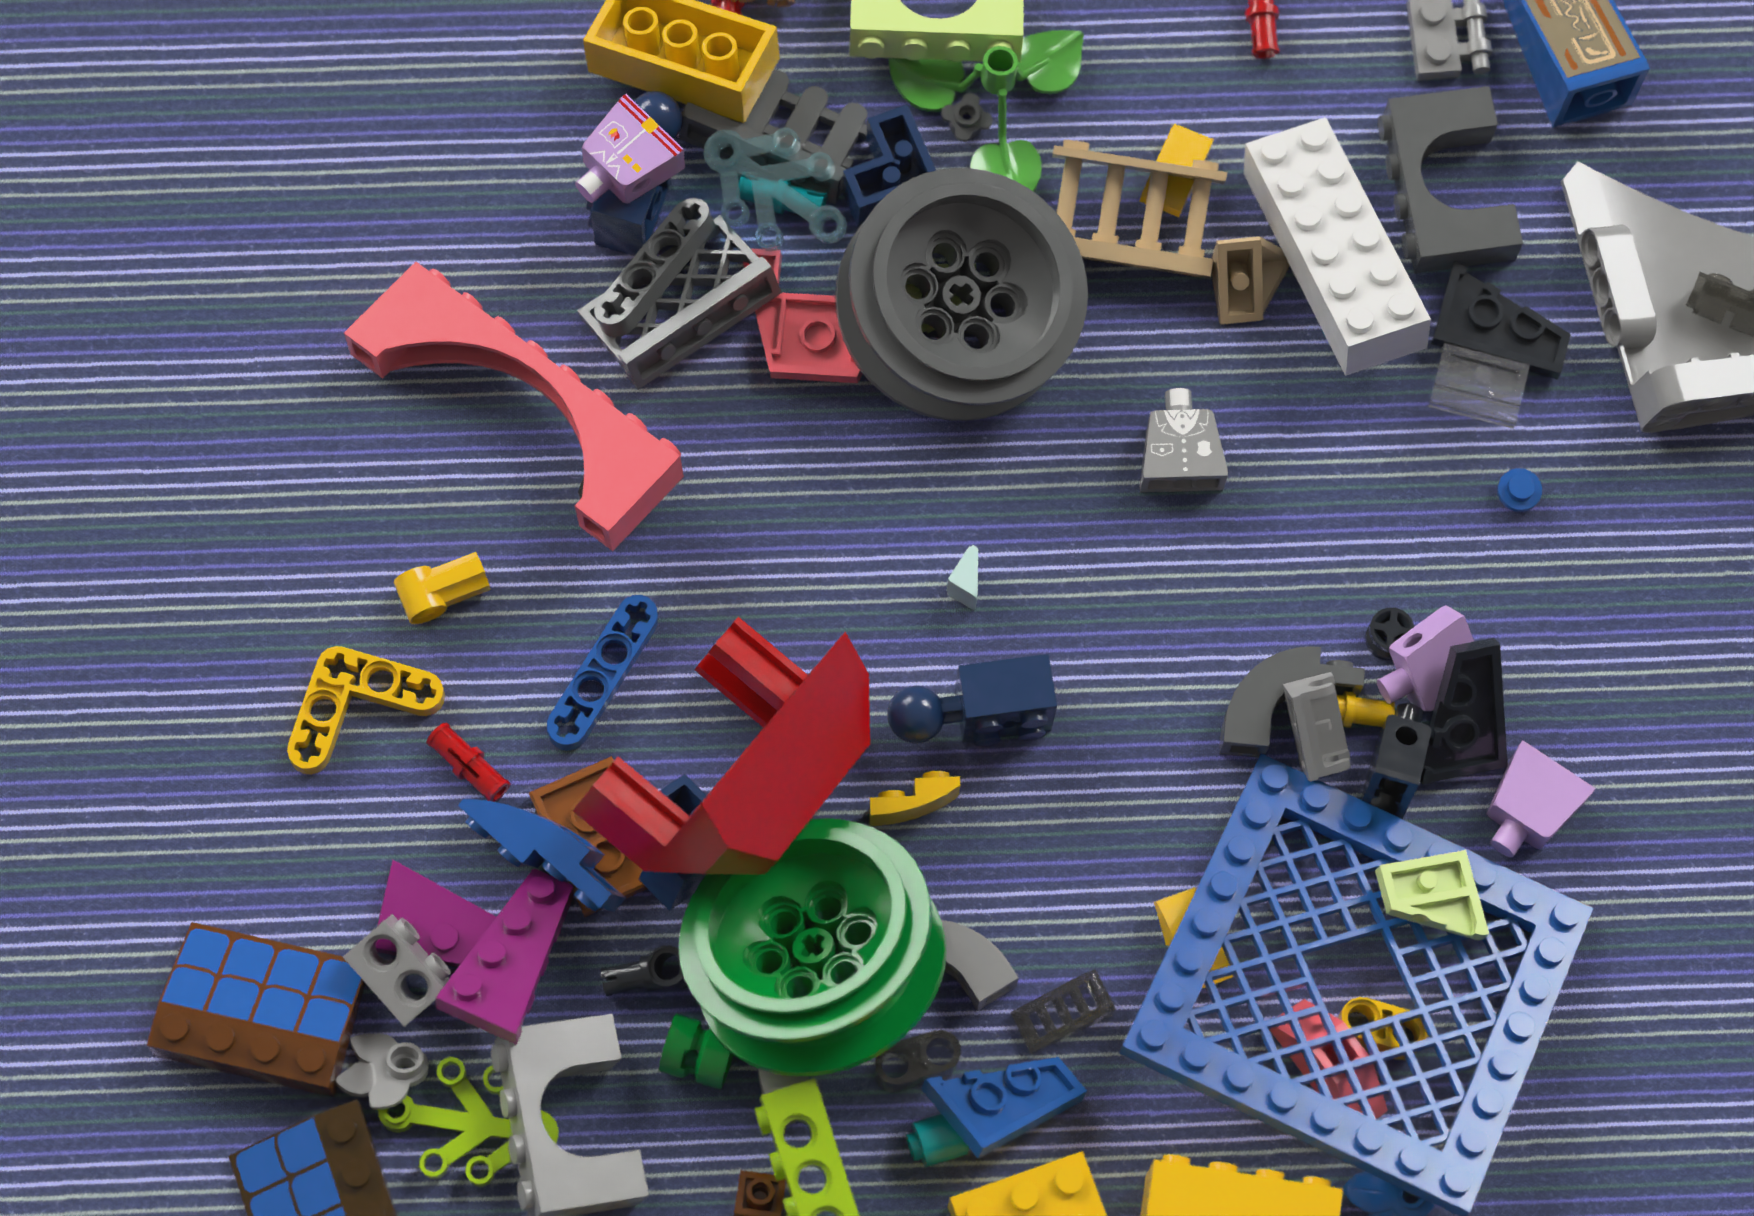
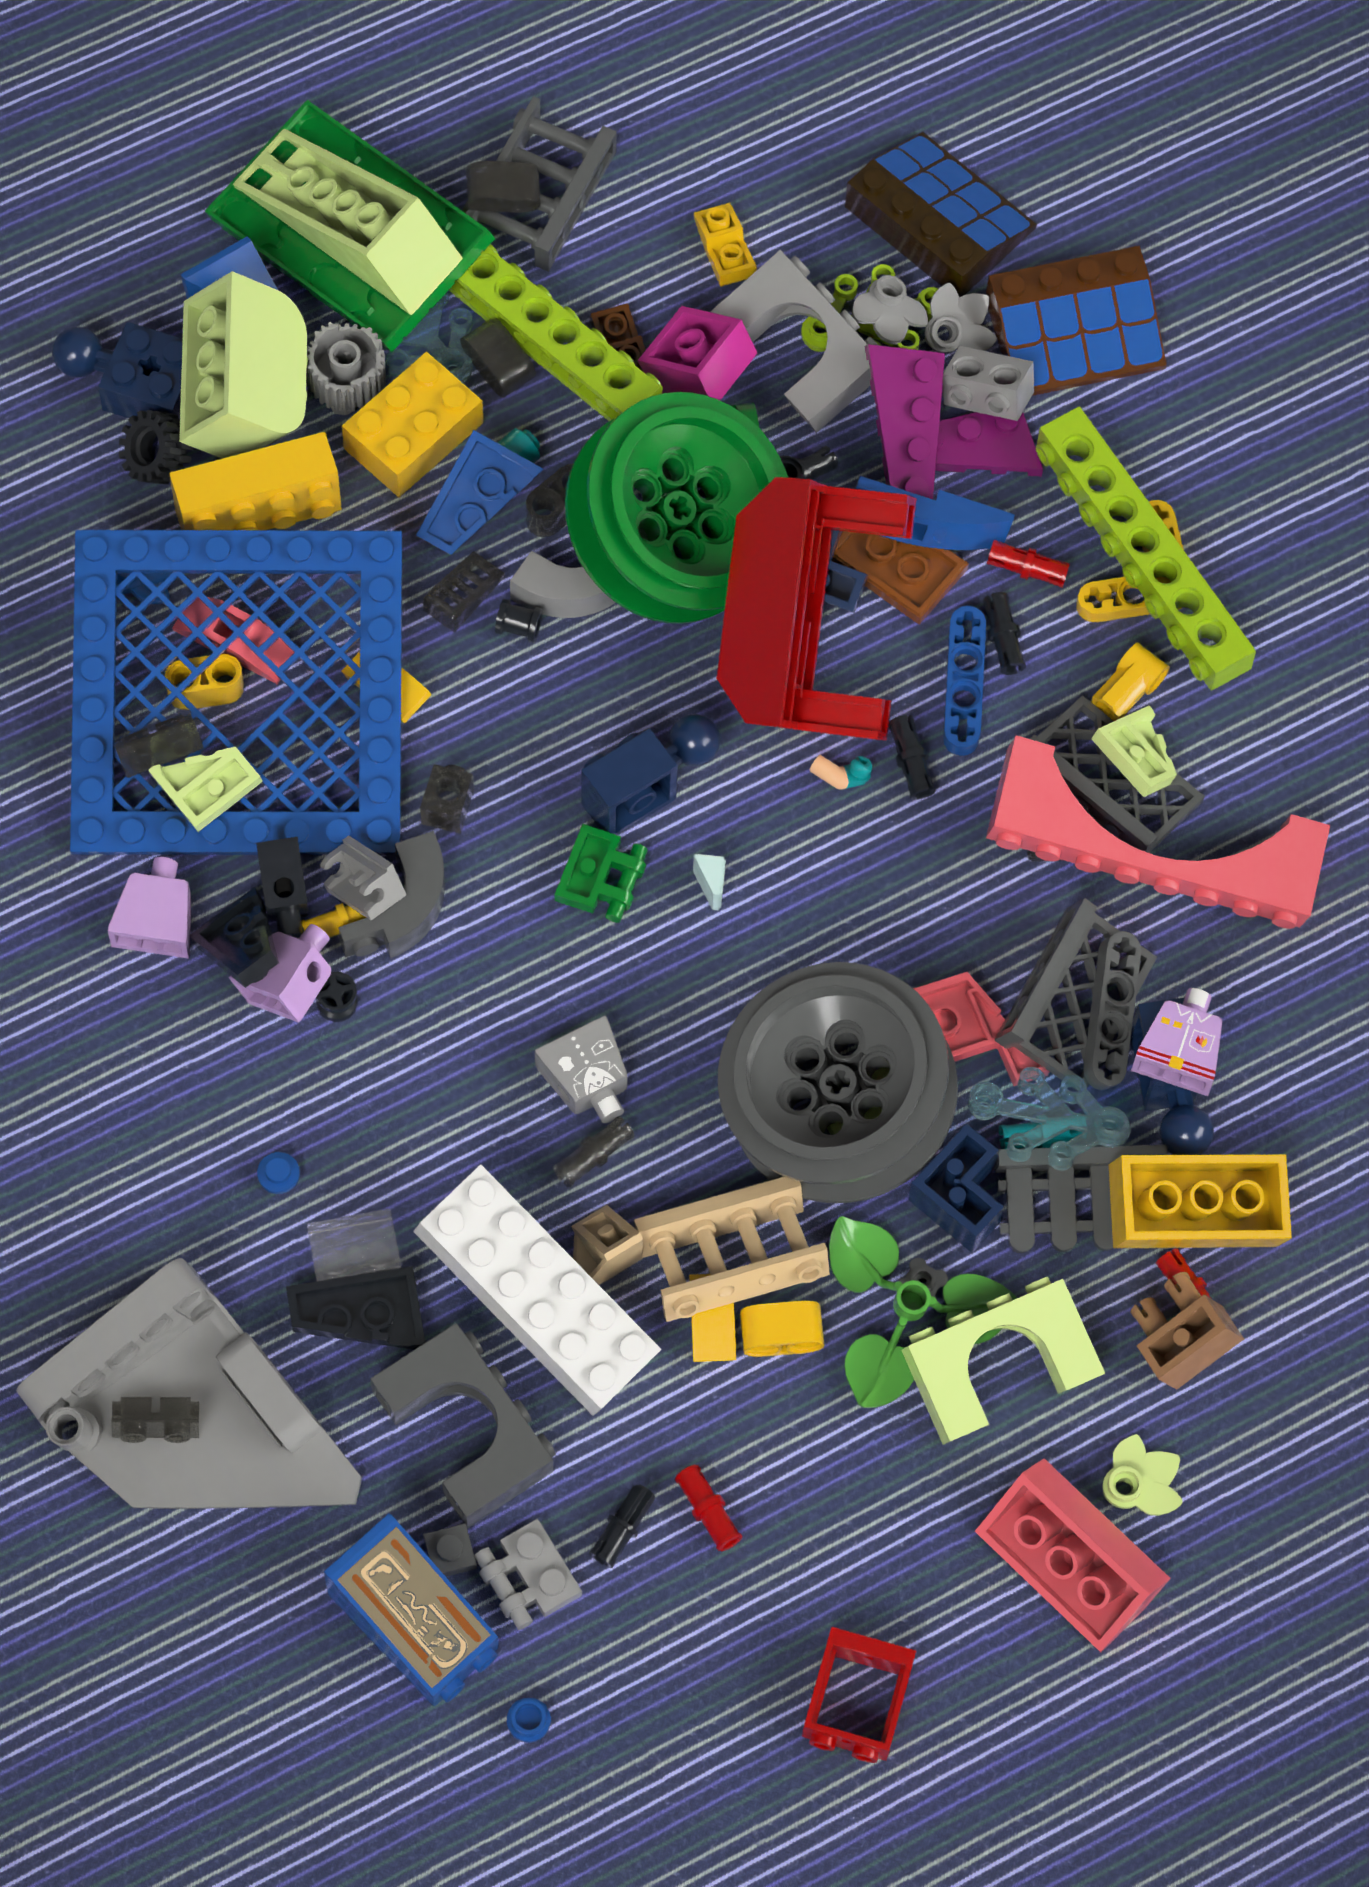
camera: 155 degrees right, 5 degrees down
(331, 551) = (1077, 436): none -> lime brick
(457, 1102) = (889, 309): none -> light grey plate
(480, 505) = (1137, 751): none -> yellowish green wing
(535, 701) = (1004, 633): none -> black pin
(555, 498) = (1093, 794): none -> dark grey fence
(691, 1144) = (699, 353): none -> dark pink brick
(701, 613) = (911, 757): none -> black pin
(781, 630) = (844, 776): none -> arm
(929, 794) = (654, 695): yellow slope -> none
(1024, 945) = (518, 620): none -> black bush
(1082, 646) = (588, 868): none -> green plate
(1118, 129) = (782, 1328): none -> yellow beam
(1195, 767) = (447, 813): none -> clear smoke brick
(1212, 370) = (593, 1151): none -> clear smoke pin
(1345, 33) = (622, 1526): none -> black axle
(1450, 952) = (171, 741): none -> clear smoke hinge
(1510, 85) = (451, 1550): none -> dark grey plate

